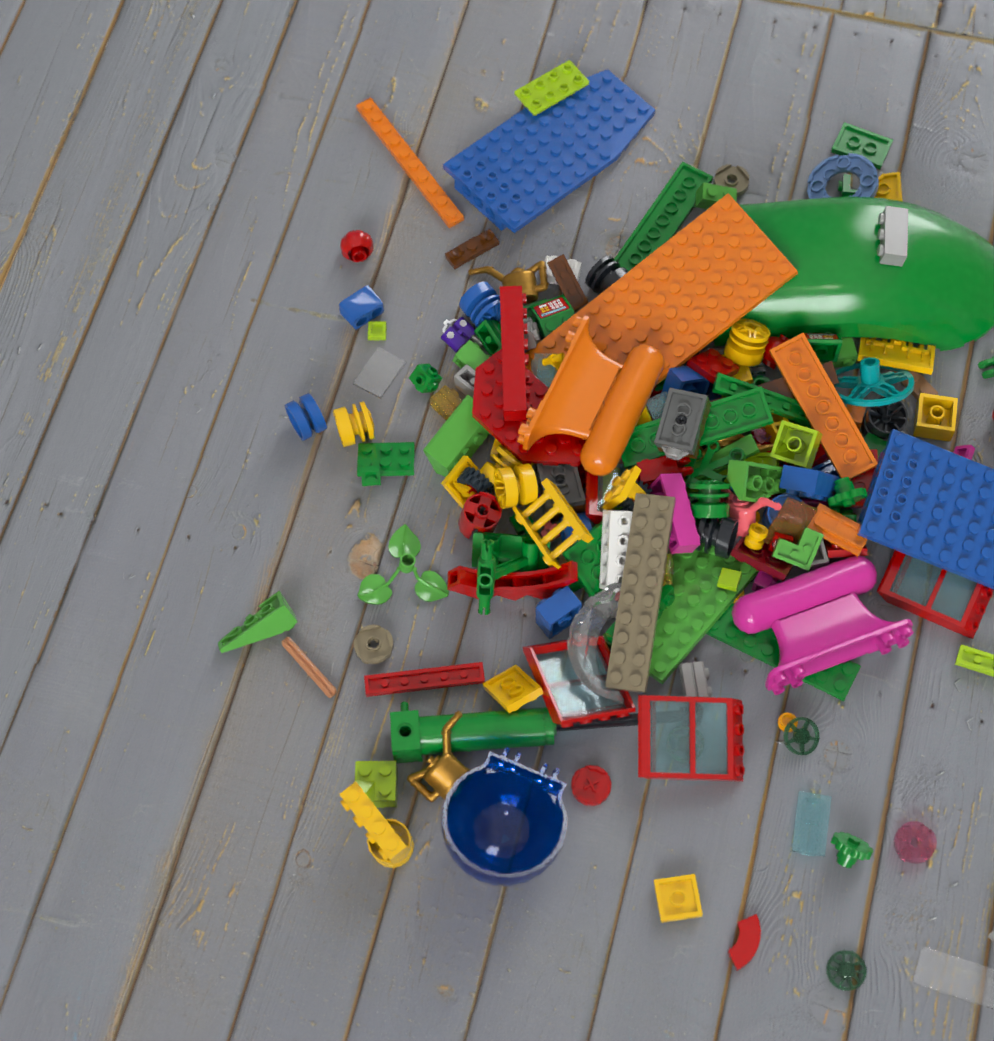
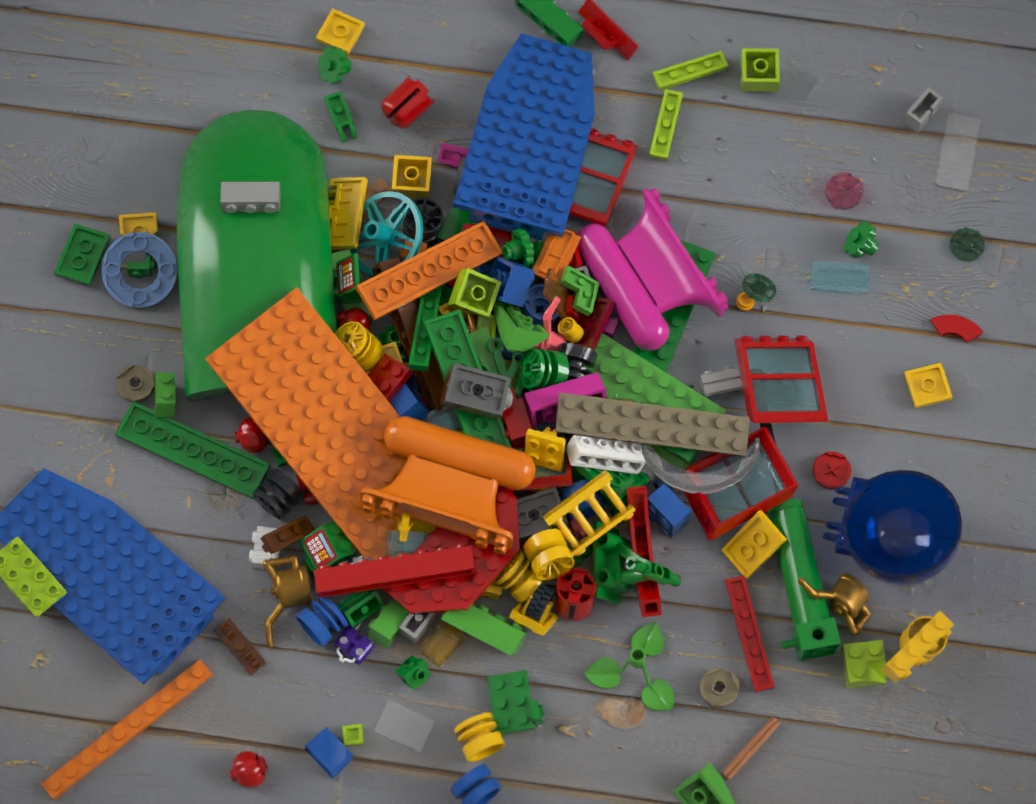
camera: 100 degrees left, 5 degrees up
(729, 579) = (615, 354): lime tile -> none

